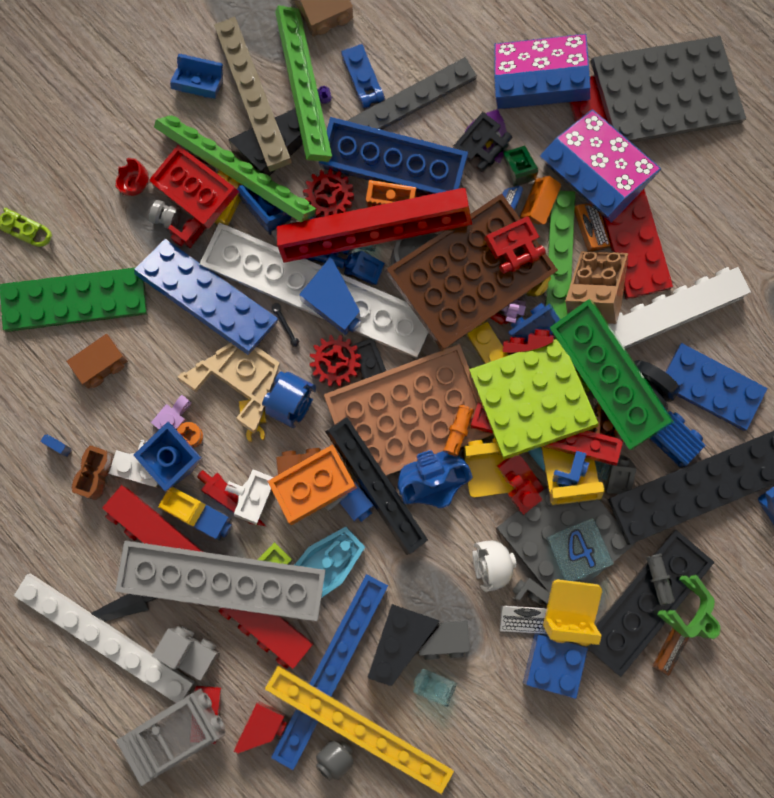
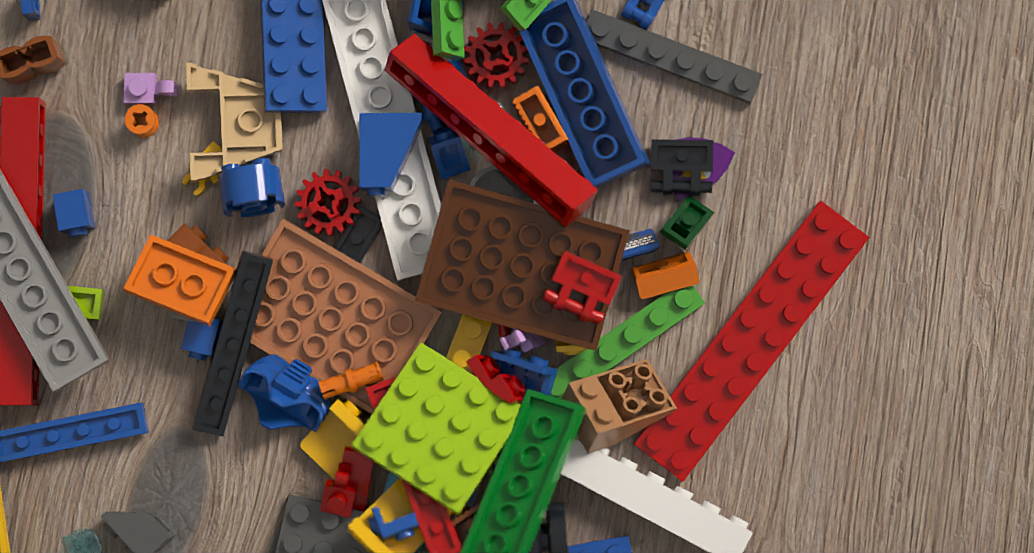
camera: 60 degrees right, 5 degrees up
(128, 467) = (72, 96): white plate -> none
(168, 457) = (100, 118): blue slope -> none
(182, 506) = (65, 171): yellow tile -> none
(215, 488) = (112, 199): red bar -> none
(251, 496) = (128, 230): white plate -> none
(276, 308) = (338, 100): black hinge -> none
(335, 555) = (132, 356): medium azure piece -> none
(399, 642) = (100, 486): black wedge -> none
(493, 564) = (246, 520): white cylinder -> none
(542, 71) = (809, 165): slope -> none
(591, 227) = (682, 350): slope -> none
(600, 164) = (748, 306): slope -> none
(668, 89) = (897, 313): dark grey plate -> none

